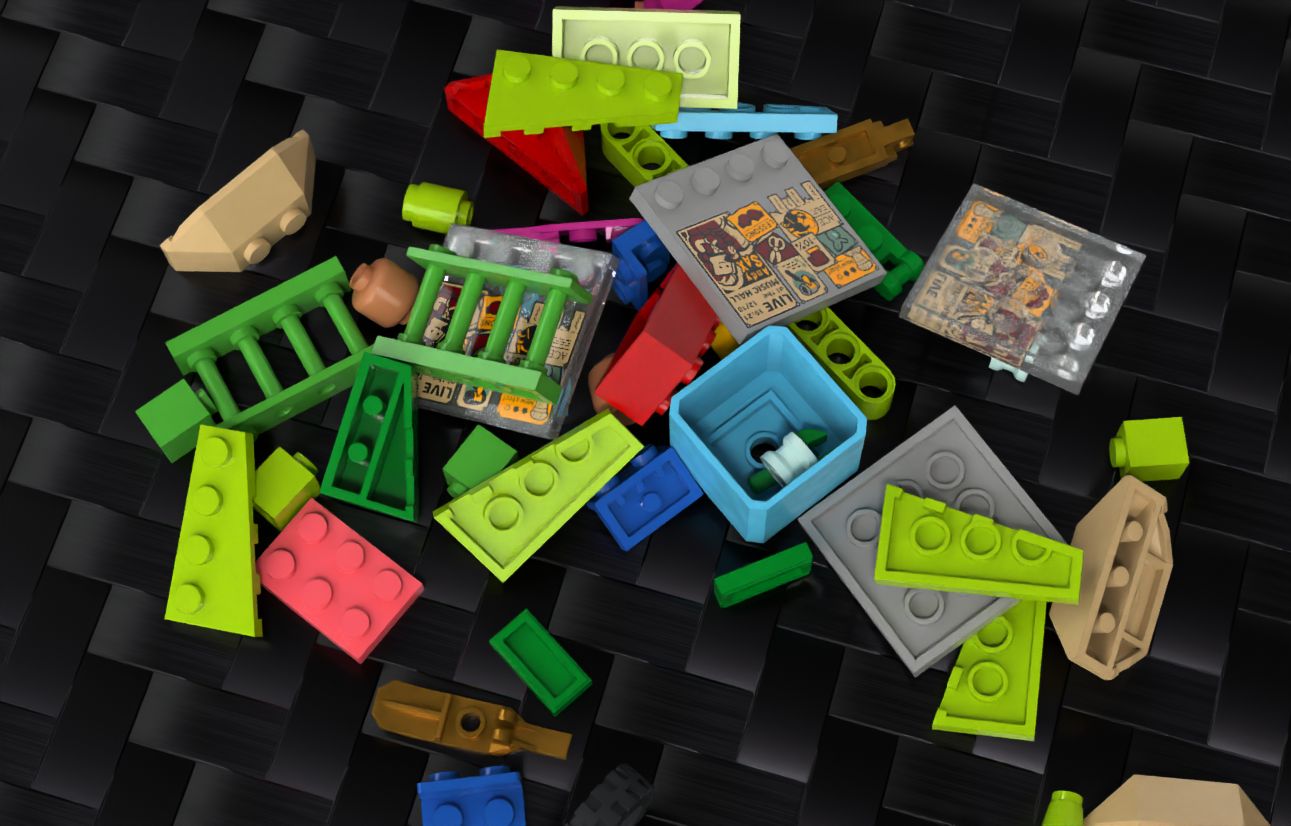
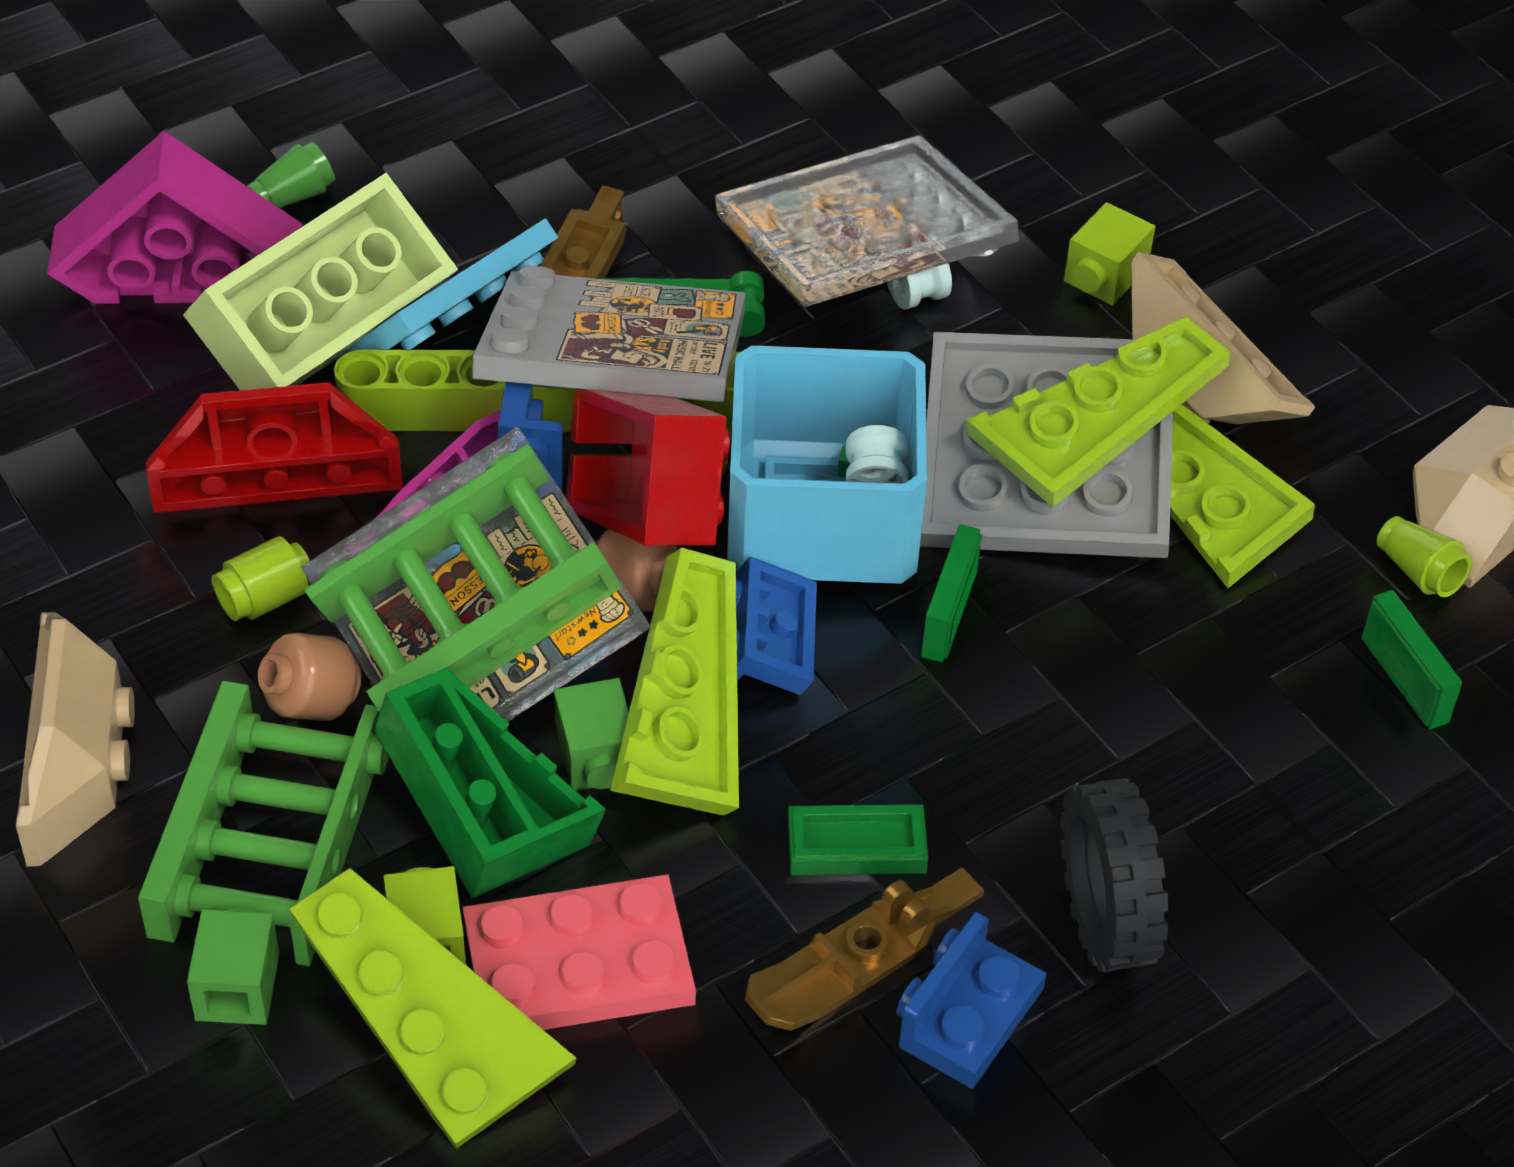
camera: 55 degrees left, 20 degrees down
(551, 91) = (294, 354): lime wing -> none

